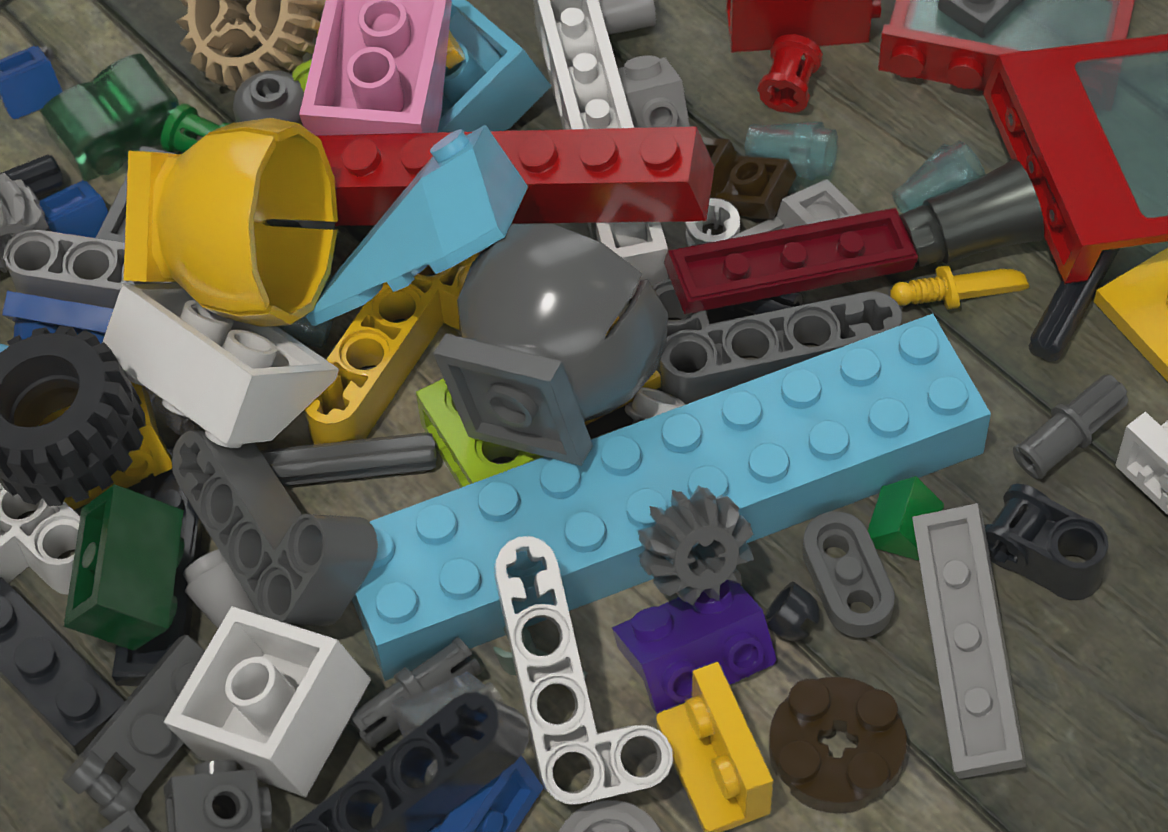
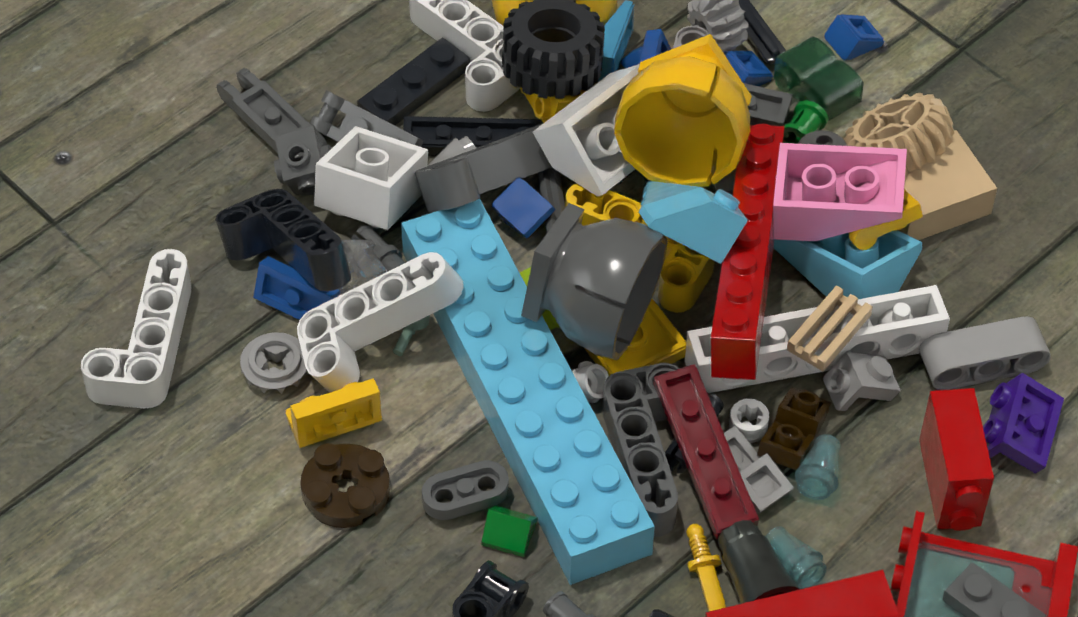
camera: 85 degrees right, 5 degrees down
(125, 568) = (459, 101): dark green brick -> none
(333, 487) = (522, 207): none -> blue slope
(619, 81) = (846, 305): none -> tan tile
(680, 637) = (417, 405): dark purple bracket -> none
(702, 520) = (462, 378): dark grey gear -> none
(790, 73) = (877, 455): red bush -> none
(790, 611) = (436, 459): black hinge -> none
(968, 642) = (408, 550): light grey plate -> none

